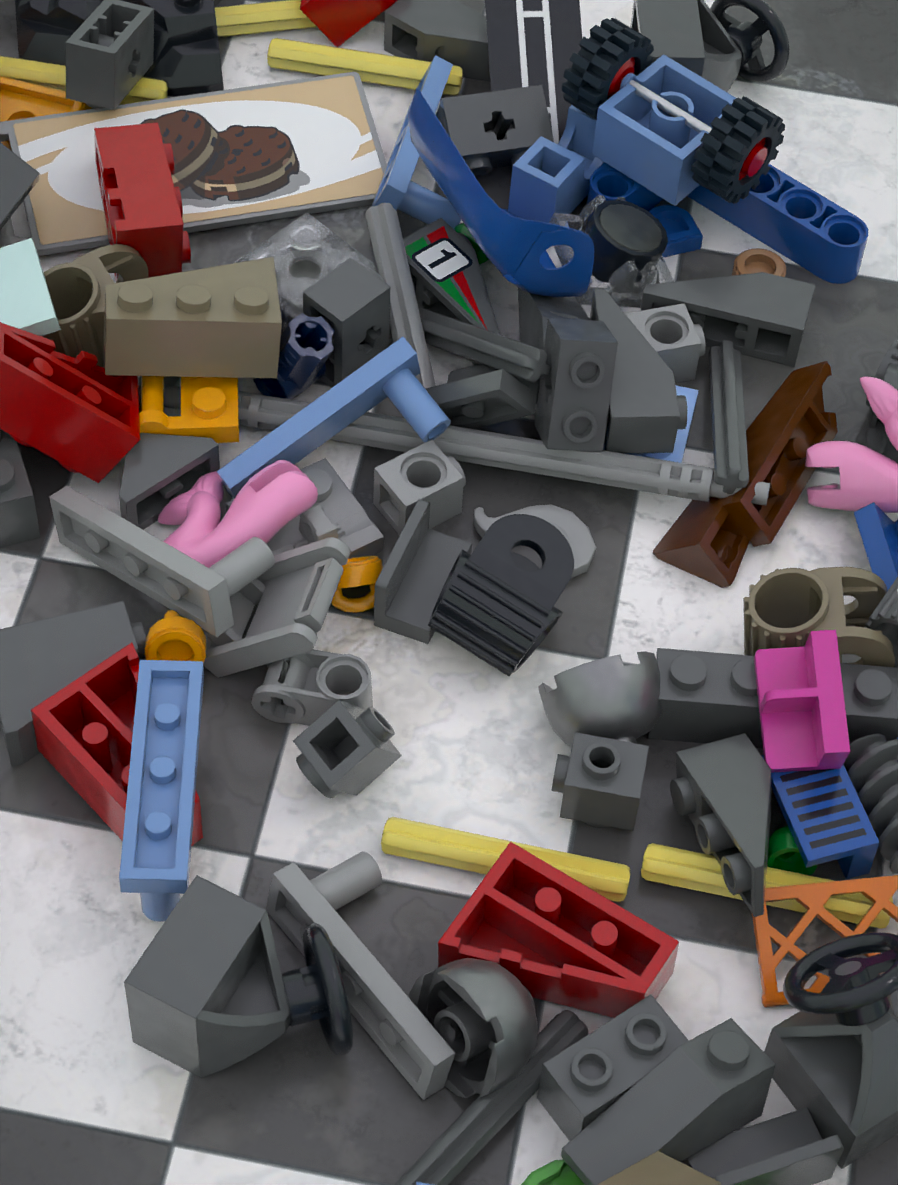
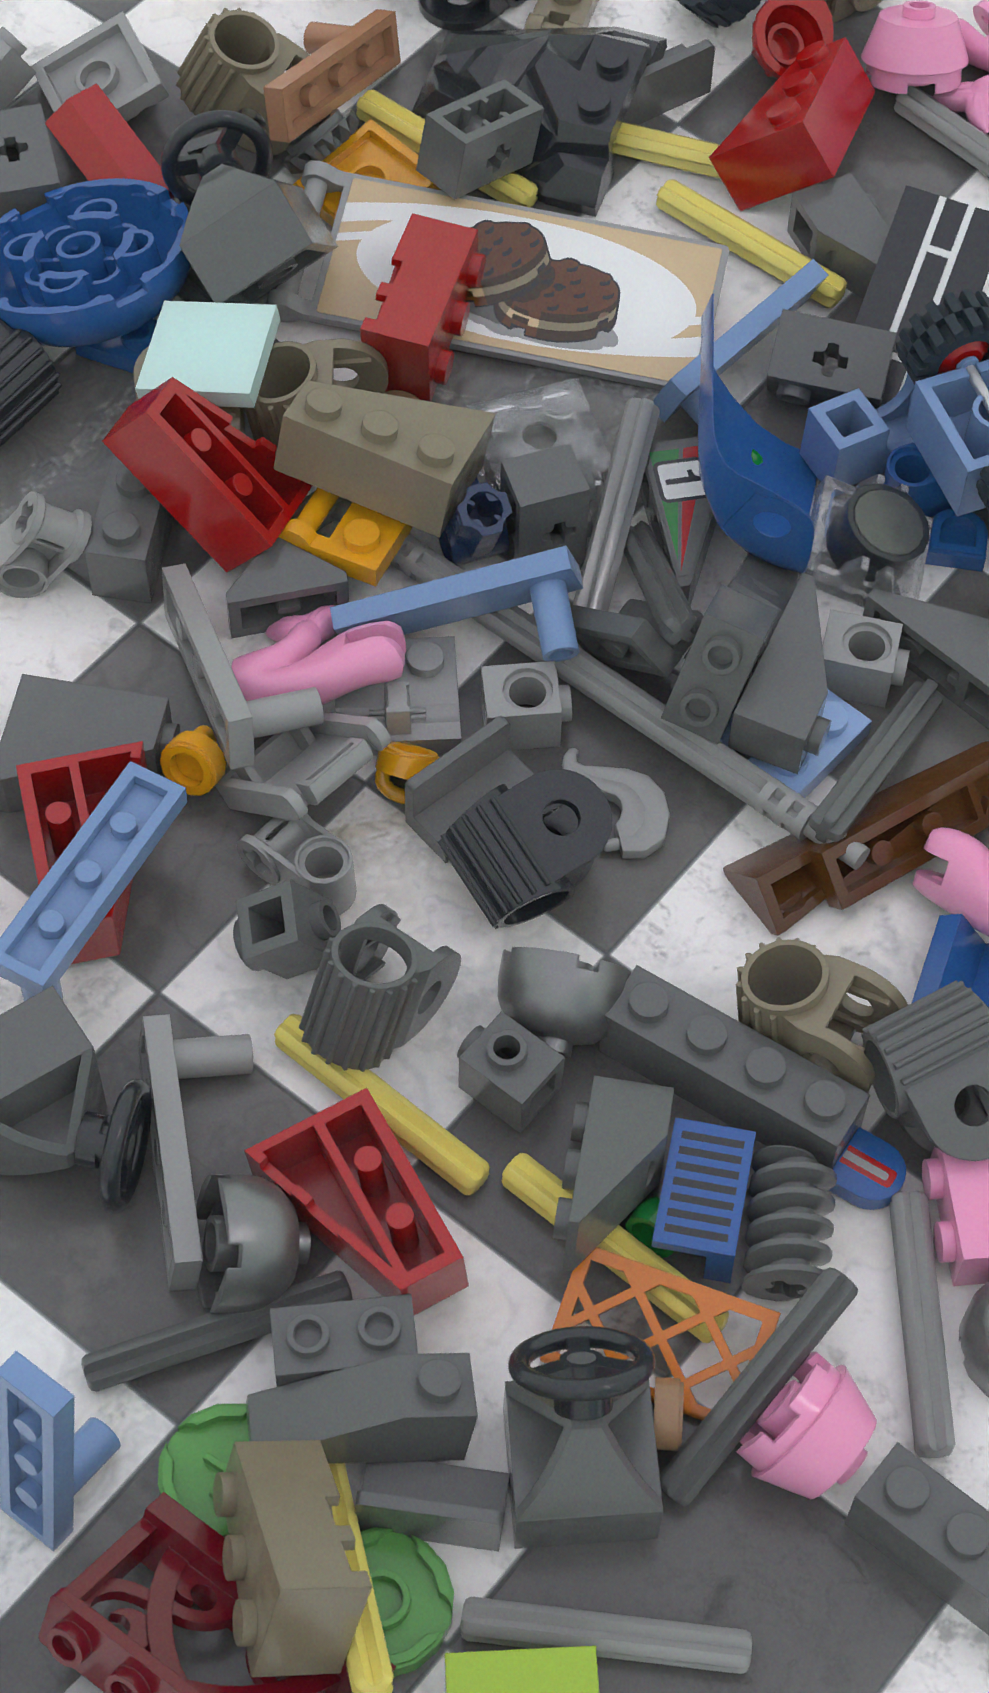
camera: 30 degrees right, 5 degrees up
(451, 790) = (363, 1021): none -> dark grey piece
(802, 705) = (732, 1085): dark pink panel -> none

